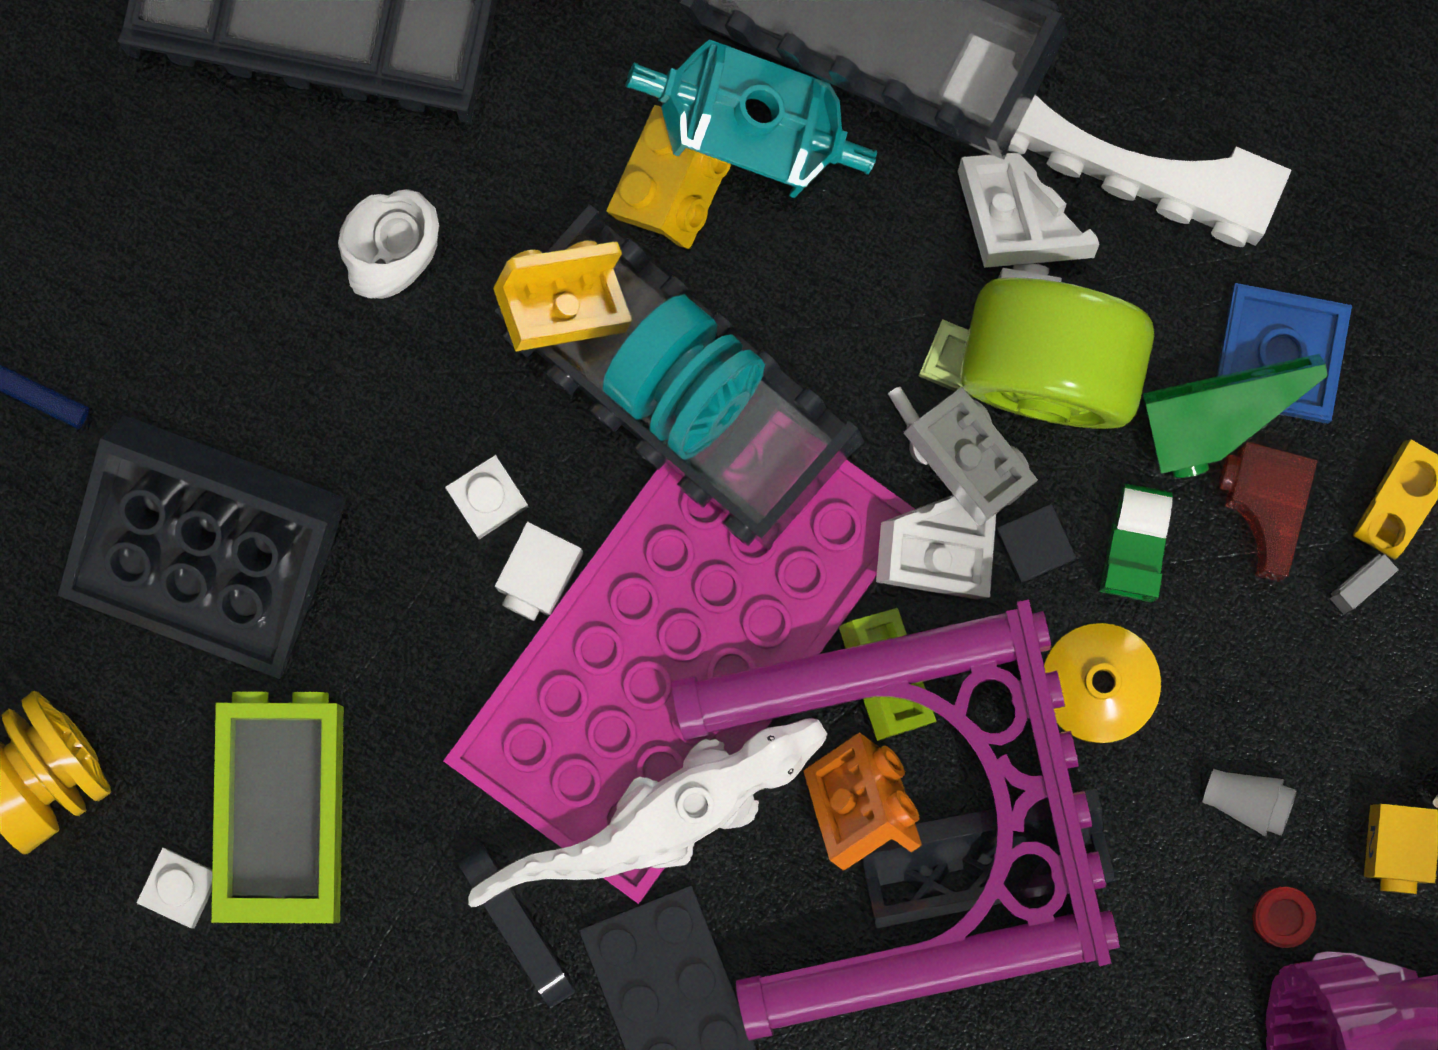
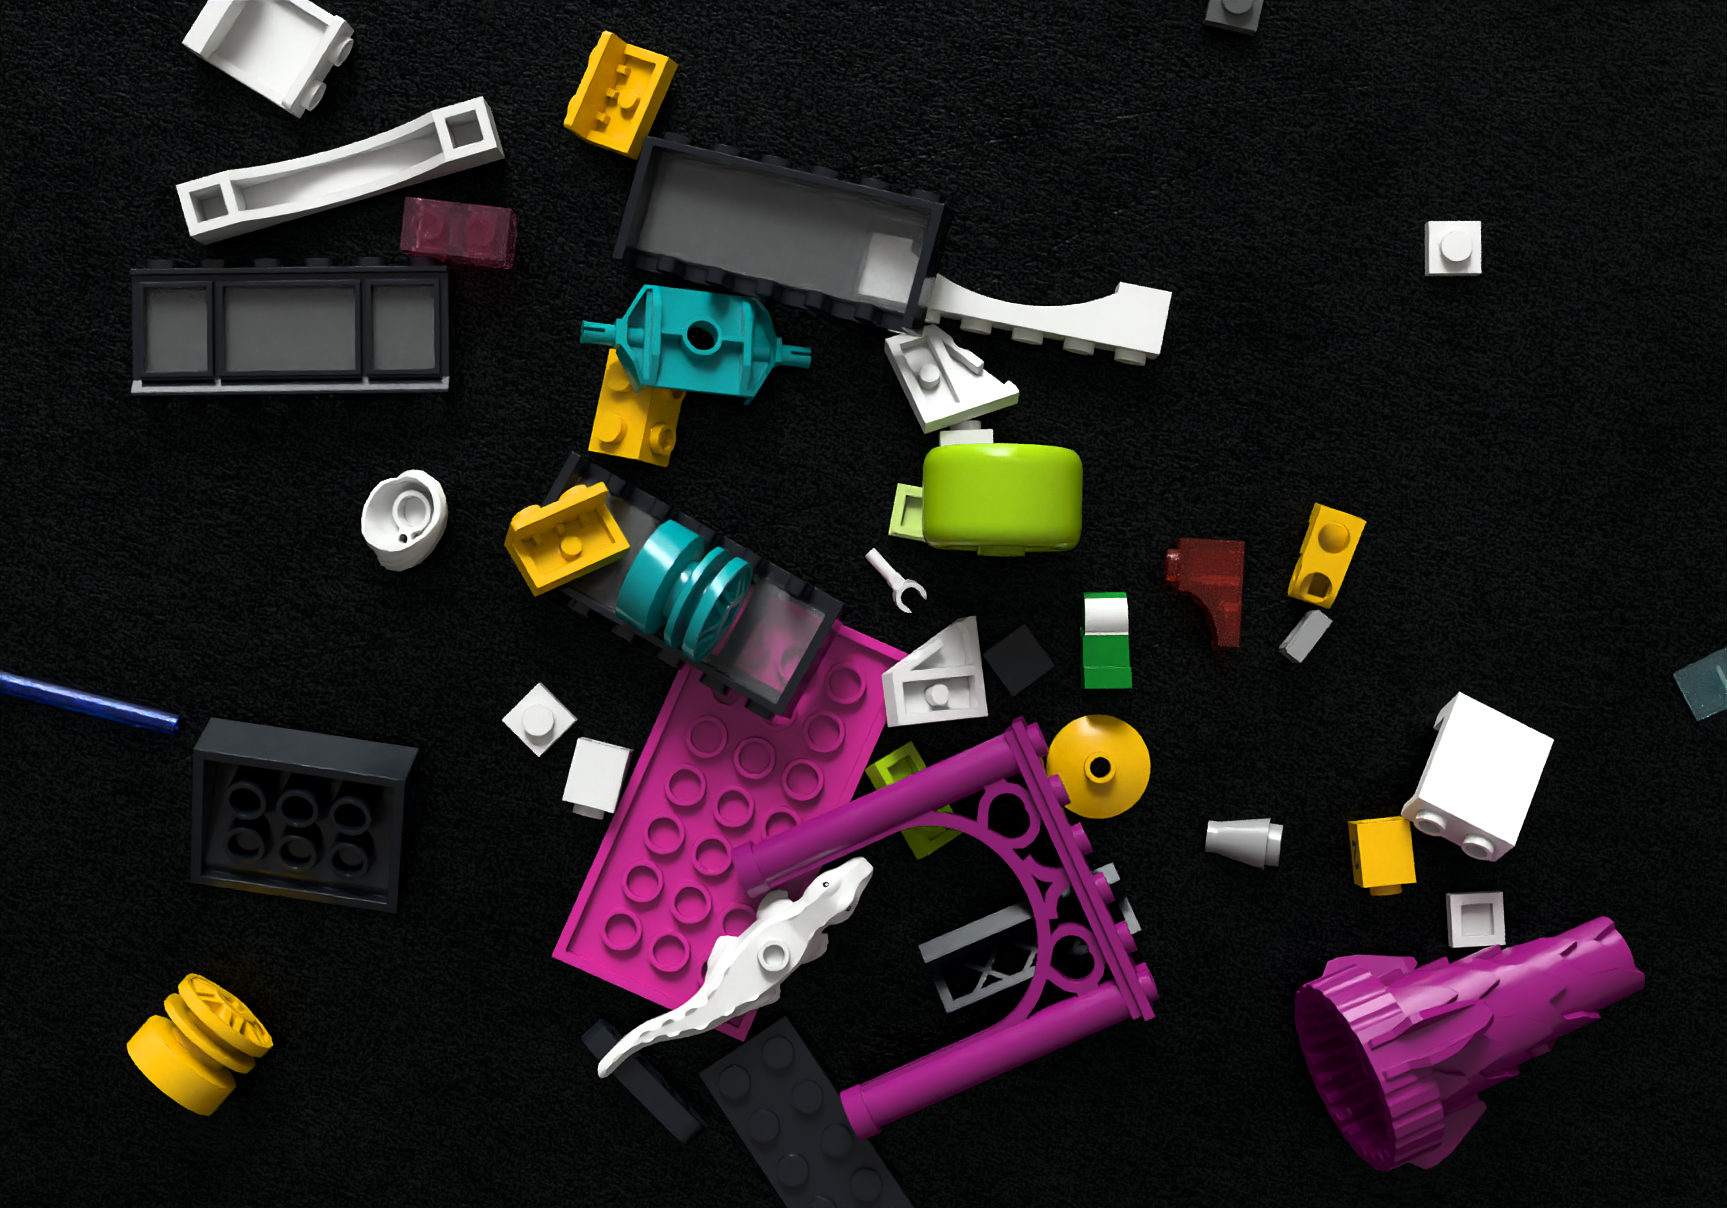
camera: 15 degrees left, 5 degrees up
(177, 888) = (350, 1109): white plate -> none
(277, 809) = (419, 1028): window -> none
(861, 801) = (915, 916): orange bracket -> none
(971, 456) = (947, 600): light grey bracket -> none
(1216, 415) = (1151, 518): green slope -> none
(1280, 327) = (1195, 449): blue tile -> none
(1284, 917) = (1293, 933): red tile -> none

